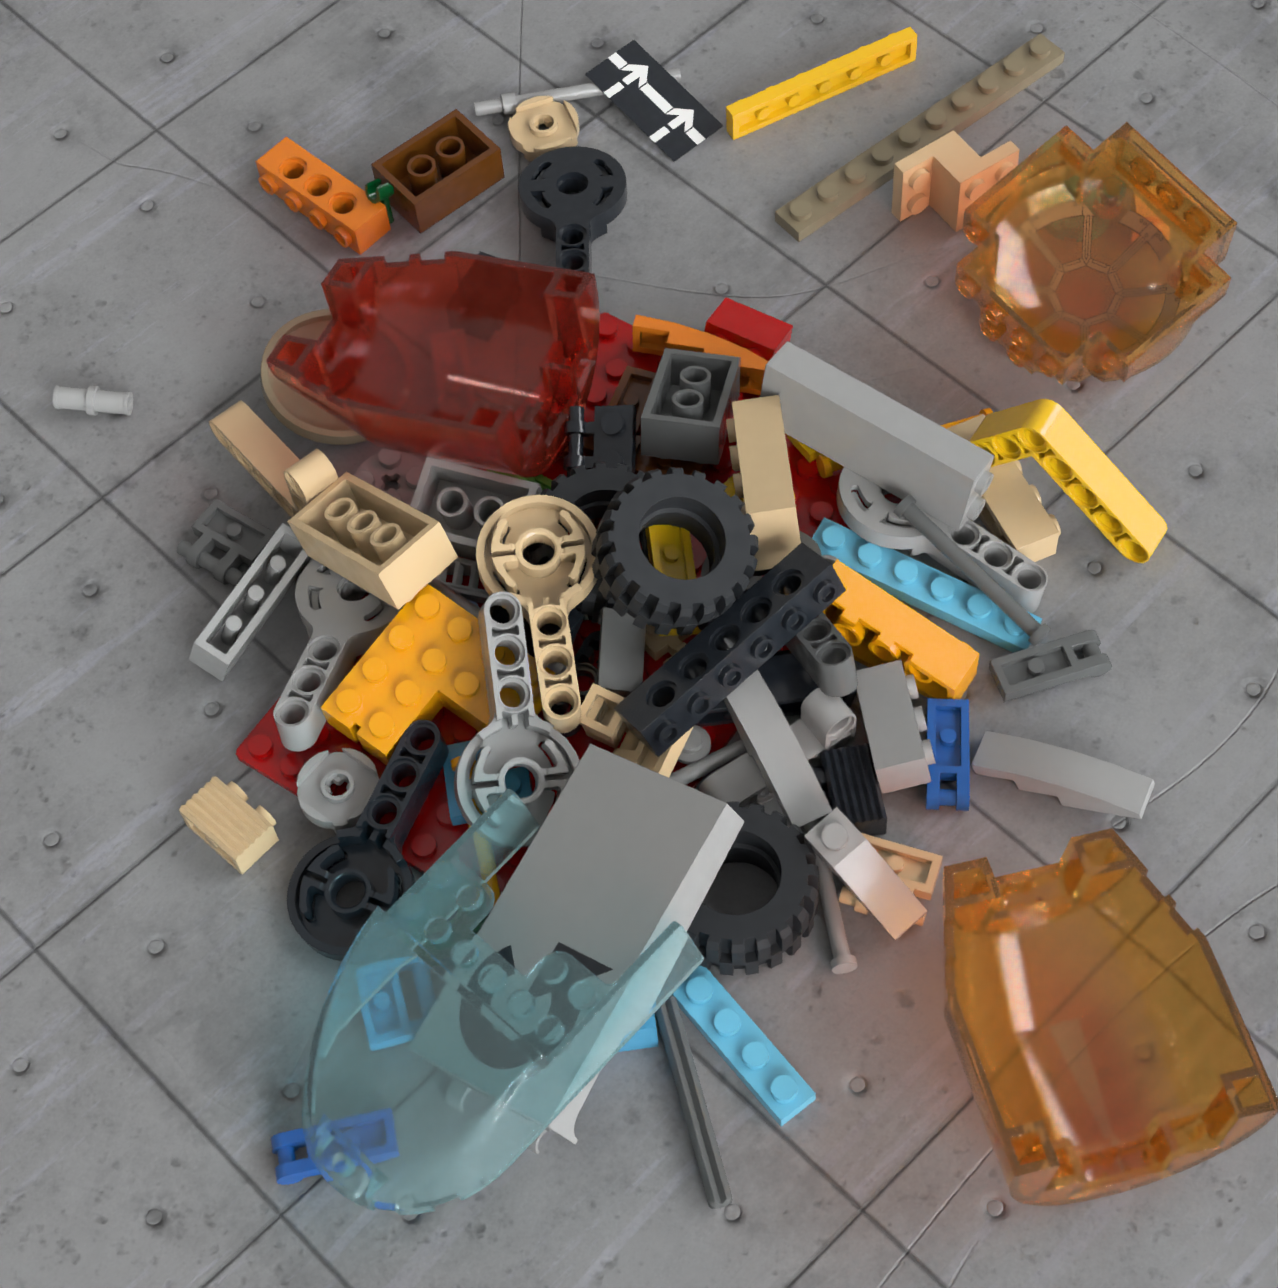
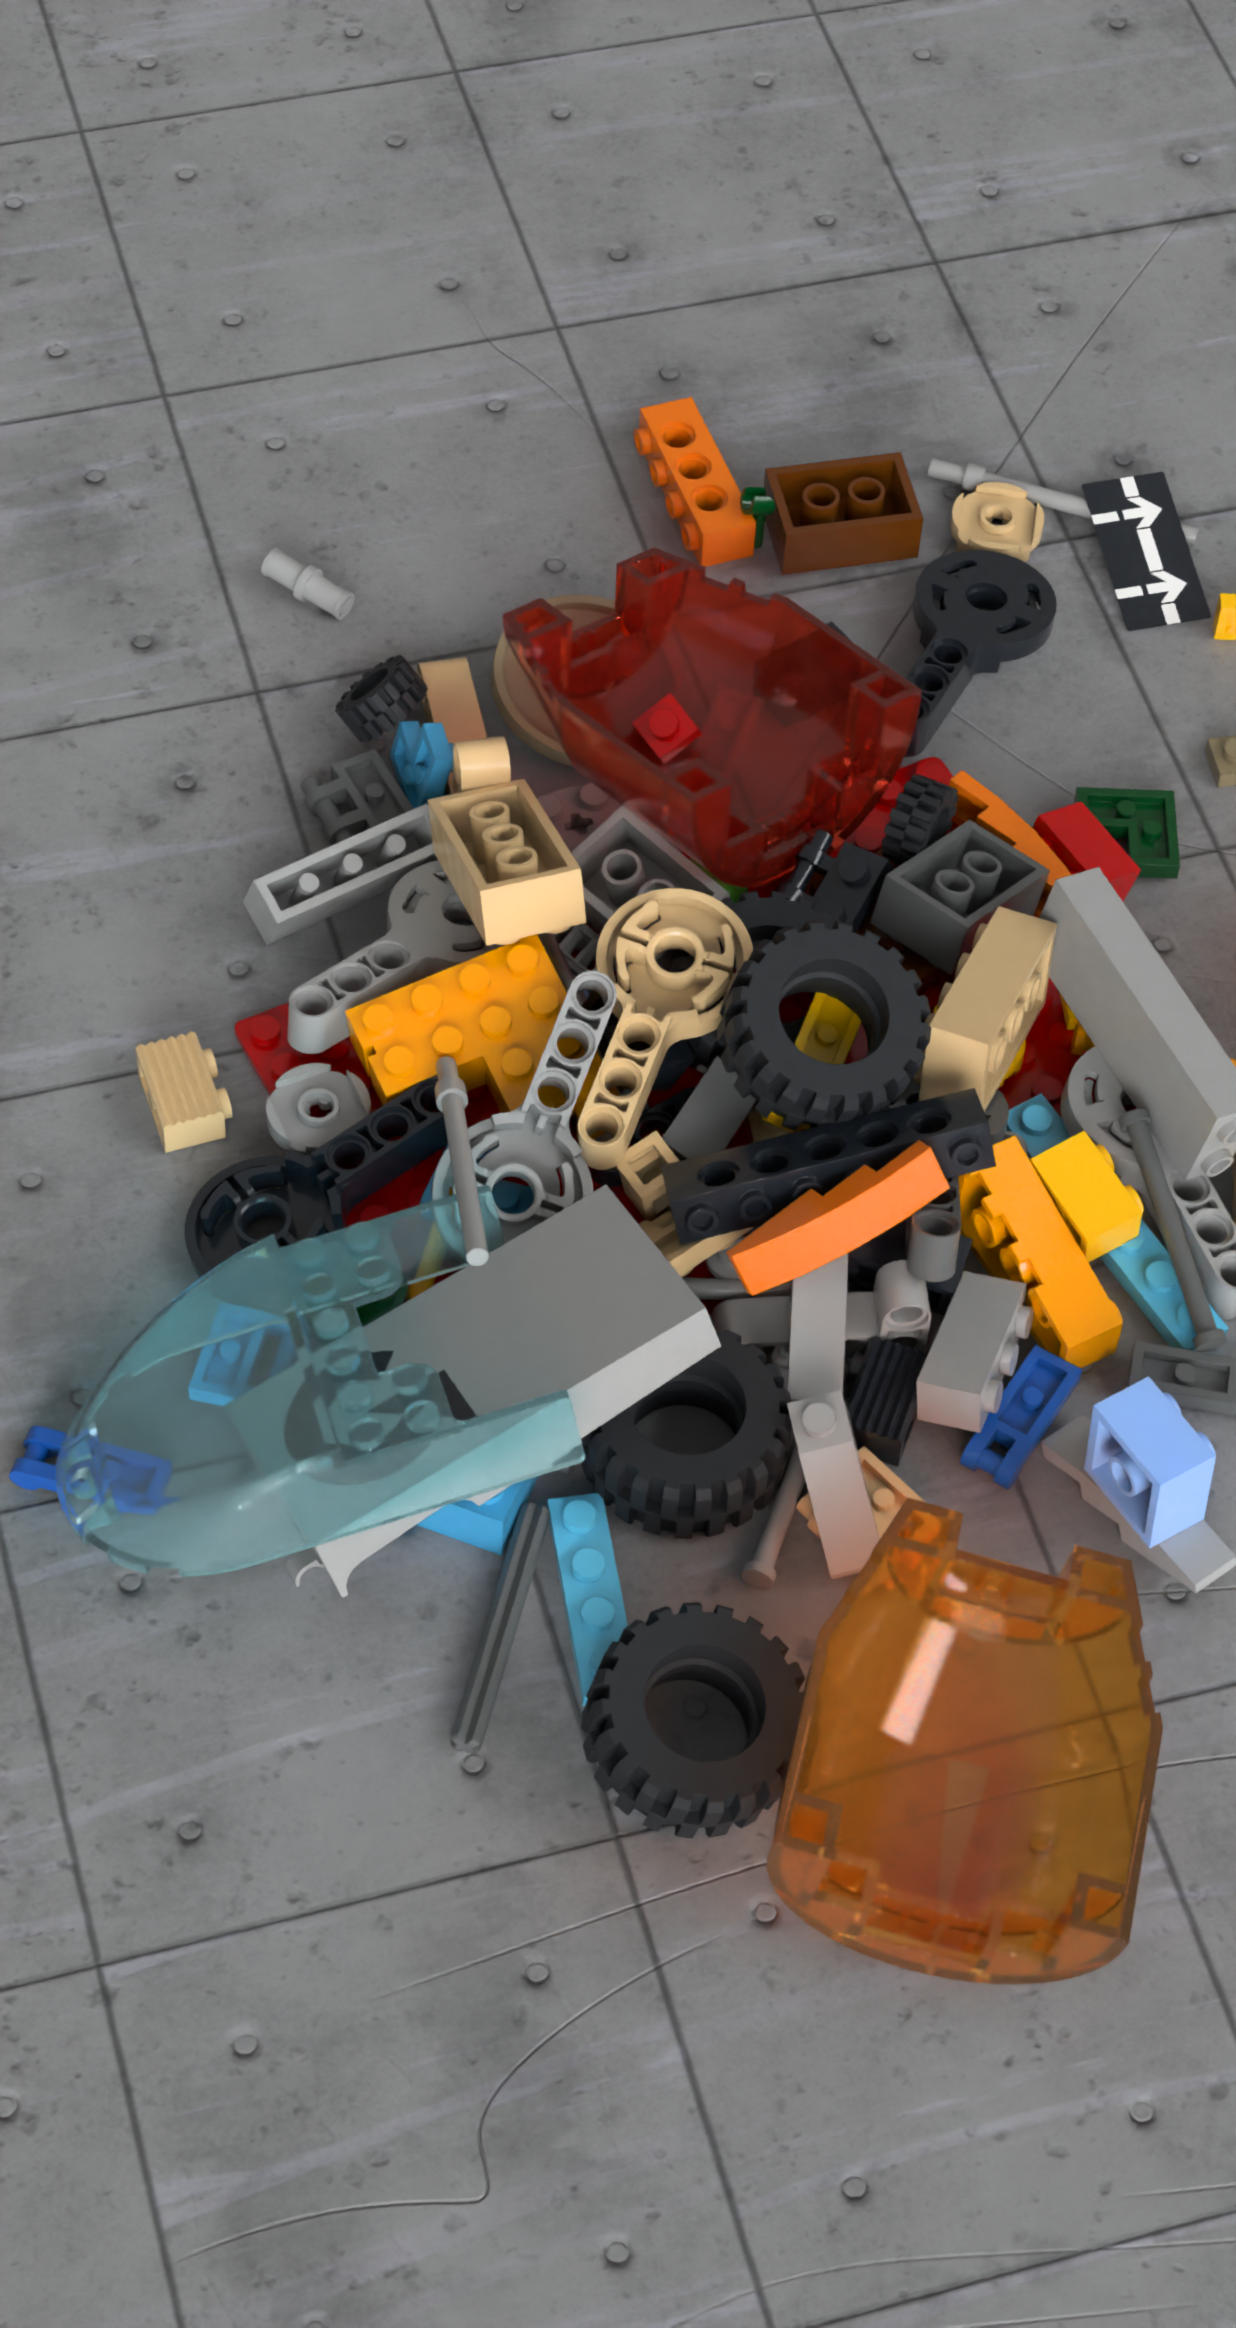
camera: 20 degrees right, 5 degrees down
(200, 460) = (381, 698): none -> black tyre
(258, 493) = (421, 760): none -> dark azure plate
(415, 383) = (667, 728): none -> red plate
(440, 736) = (451, 1101): none -> light grey bar
(634, 366) = (919, 818): none -> black tyre
(757, 697) = (831, 1225): none -> orange slope
(768, 289) = (1144, 821): none -> dark green plate
(906, 573) = (1089, 1195): none -> yellow brick
(910, 1055) = (649, 1773): none -> black tyre
(1068, 745) = (1149, 1461): none -> light blue brick

